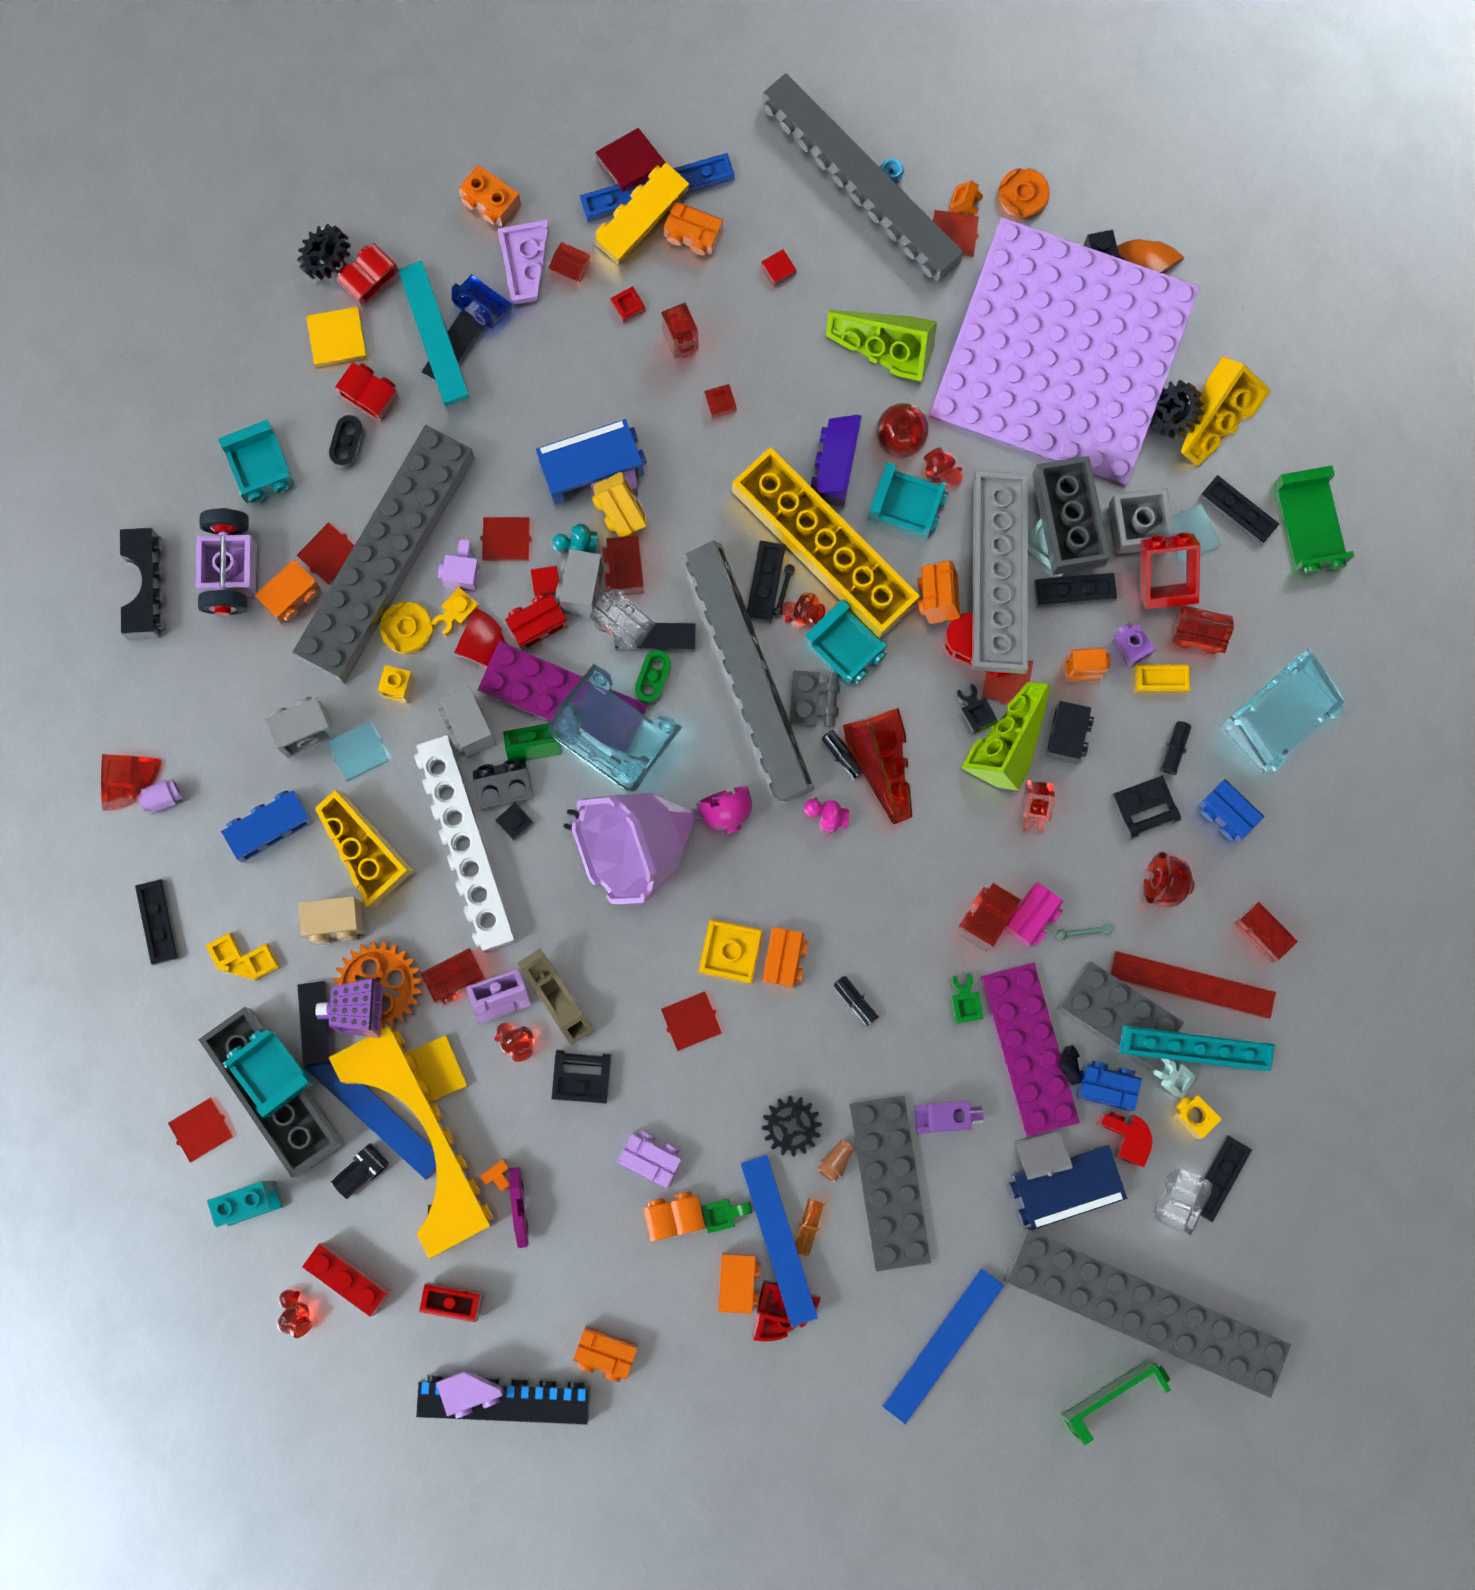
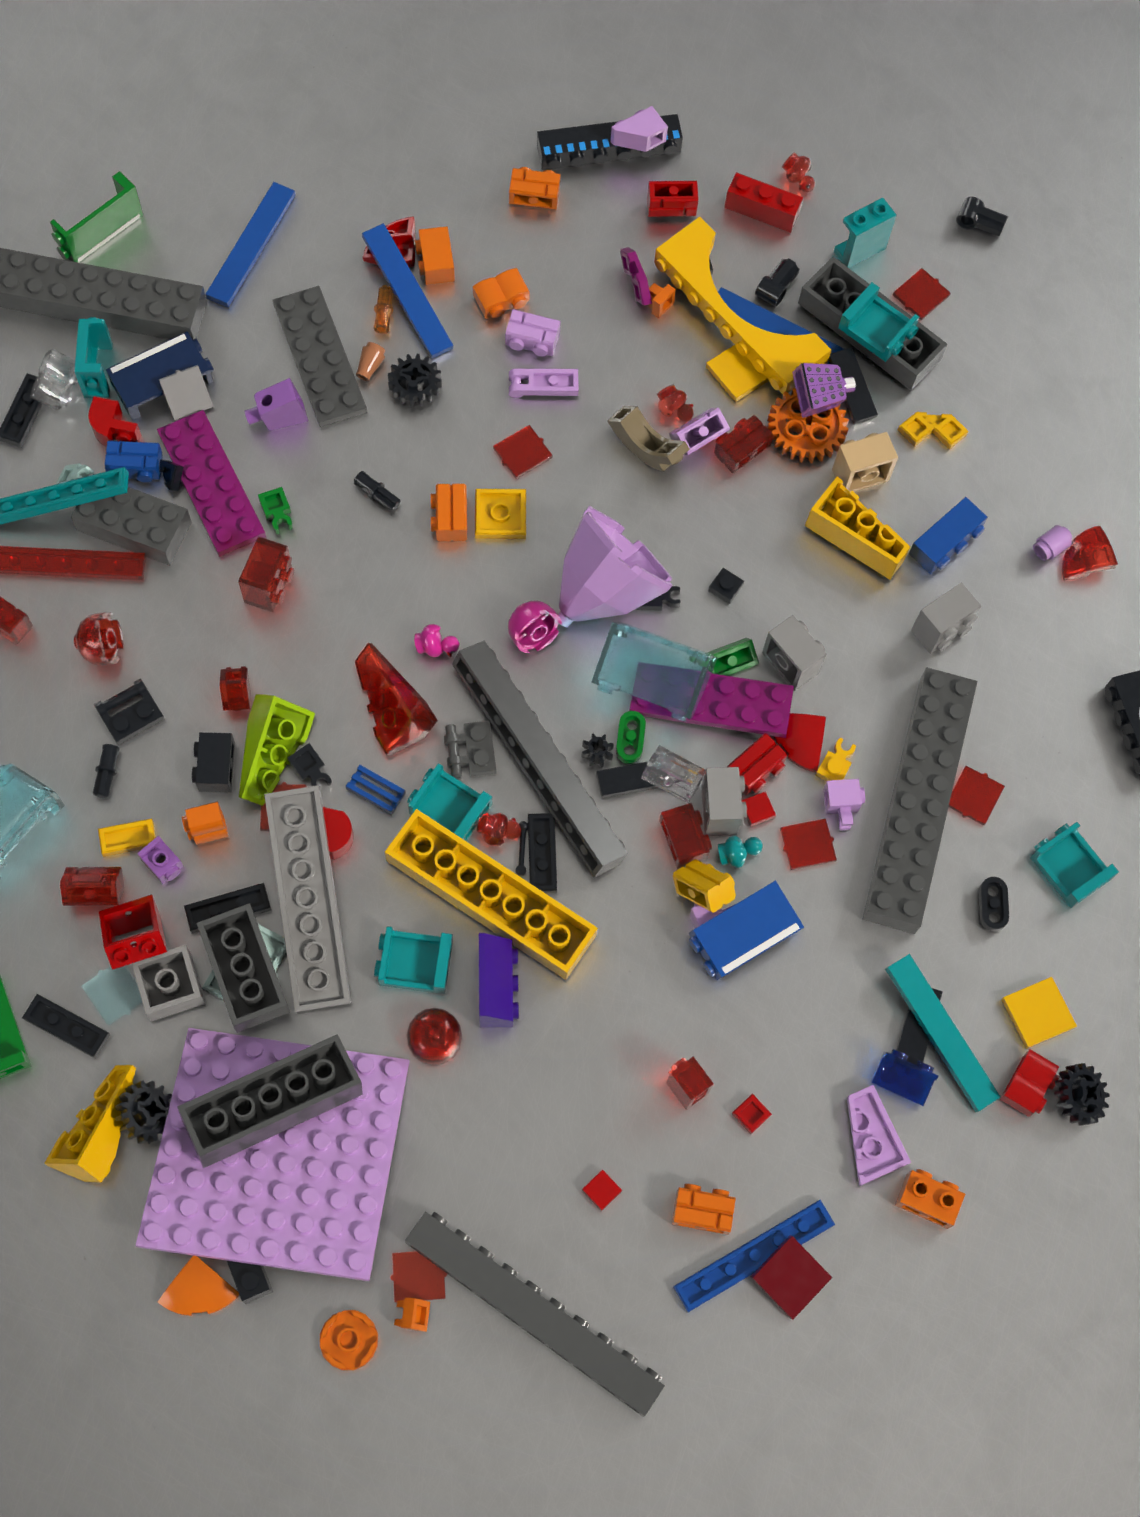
camera: 165 degrees right, 10 degrees down
(106, 1215) = (975, 214): none -> black piece
(157, 922) = (1017, 444): black tile -> none
(225, 562) = (1068, 751): brick -> none
(288, 592) = (1000, 742): orange brick -> none
(358, 751) = (887, 620): clear light blue piece -> none
(366, 390) = (990, 958): red brick -> none
(396, 684) = (871, 679): yellow brick -> none
(406, 627) = (878, 739): yellow tile -> none
(441, 751) = (737, 527): white brick -> none
(502, 783) = (747, 615): black bracket -> none
(570, 262) = (825, 1141): clear red piece -> none
(581, 1086) = (608, 379): black plate -> none
(641, 213) = (763, 1211): yellow brick -> none
(650, 1096) = (543, 382): none -> lavender plate
(688, 661) = (602, 755): none -> black gear
(720, 401) = (630, 1028): clear red tile -> none
(721, 1215) = (459, 303): green plate -> none
(841, 753) = (435, 703): black axle -> none
(893, 341) = (458, 1131): lime wedge -> none
(896, 166) = (505, 1339): medium azure plate -> none
(919, 667) = (356, 778): none -> blue tile
(939, 592) = (365, 866): orange brick -> none
(940, 465) = (386, 1002): clear red animal -> none
(1033, 915) = (223, 592): dark pink brick -> none
(1064, 383) = (270, 1100): none -> dark grey brick
(1105, 929) = (154, 597): sand green hinge -> none
(1146, 1216) = (91, 338): none -> teal panel
(1208, 1120) = (43, 444): yellow brick -> none
(1230, 811) = (45, 720): blue brick -> none

